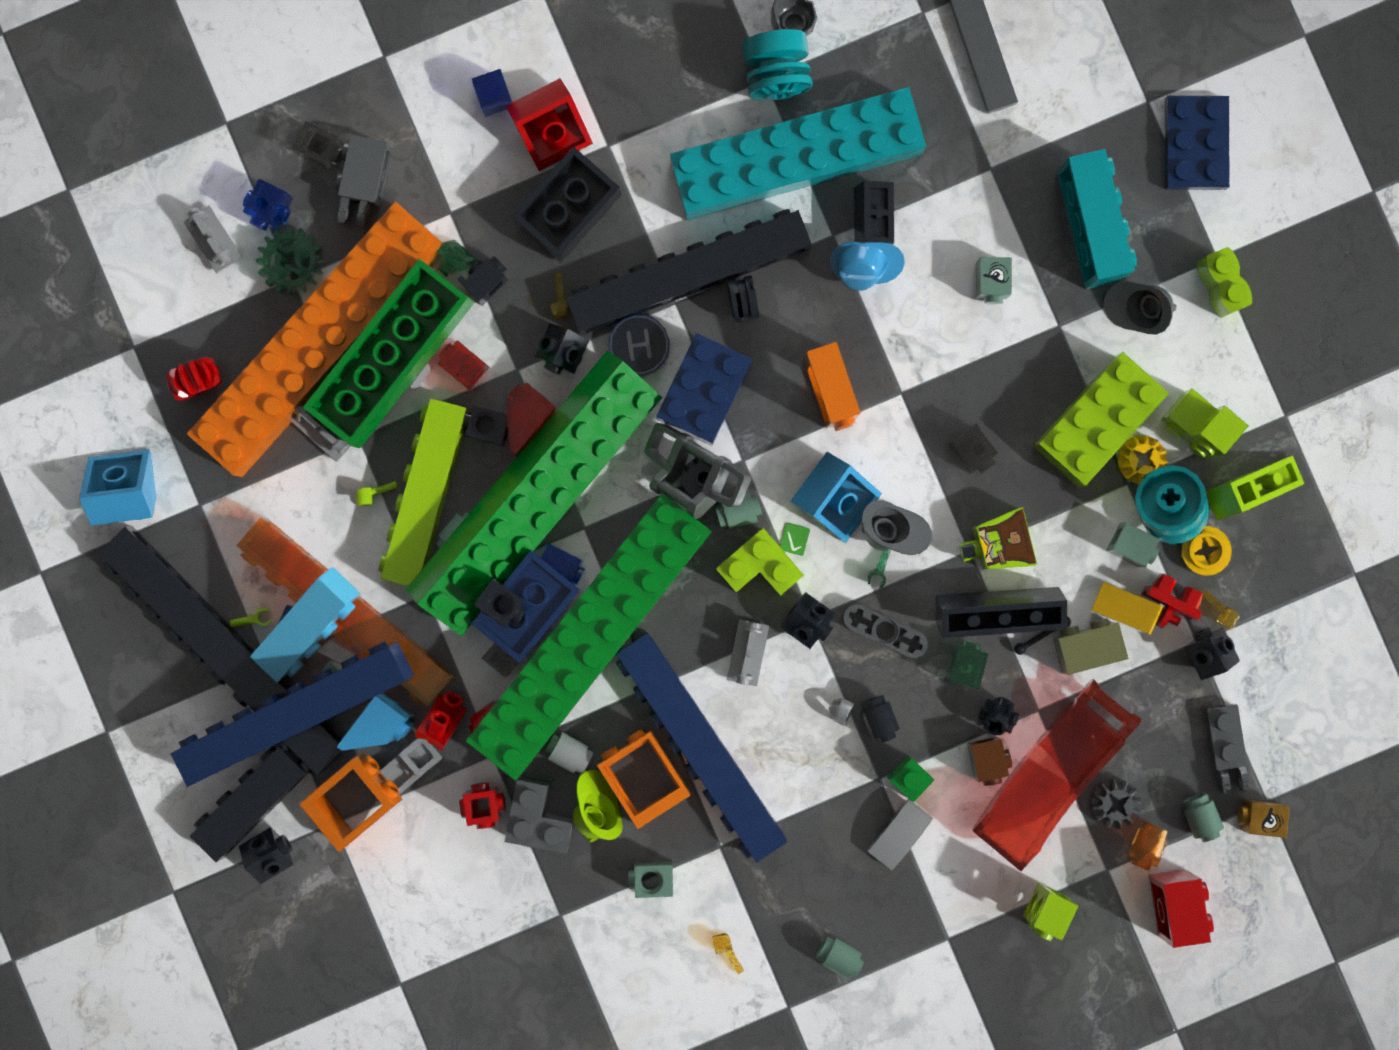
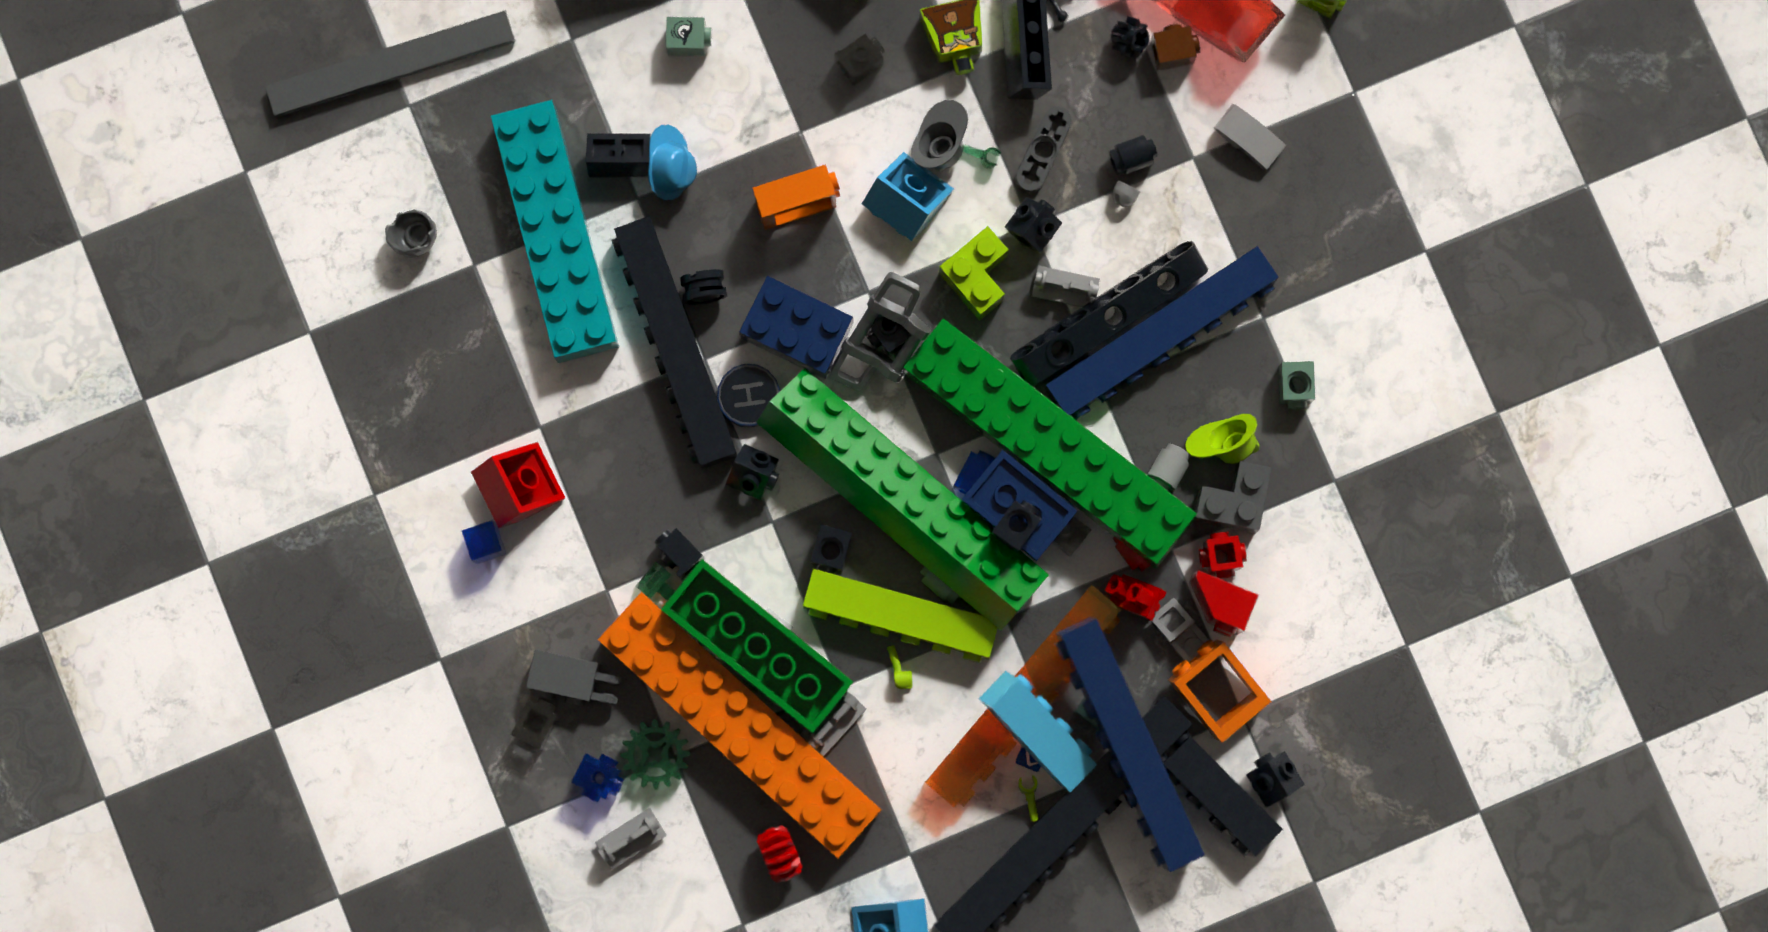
camera: 90 degrees left, 5 degrees down
(379, 724) = (1142, 660): dark azure slope -> none
(432, 808) = (1223, 603): none -> red slope
(462, 364) = (767, 575): clear red brick -> none
(526, 415) = (823, 504): clear red slope -> none
(559, 307) = (707, 475): clear yellow hand -> none
(566, 204) = (603, 464): black brick -> none
(661, 804) = (1219, 373): orange window -> none
(723, 944) = (1361, 314): clear yellow hand -> none
(733, 716) = (1130, 300): none -> black beam
(739, 516) = (928, 300): sand green brick -> none
(777, 64) = (464, 248): teal wheel -> none
(795, 539) = (949, 239): bright green sticker -> none
(840, 958) = (1374, 197): sand green brick -> none
(910, 778) = (1193, 124): green brick -> none
(967, 665) = (1078, 67): clear green brick -> none

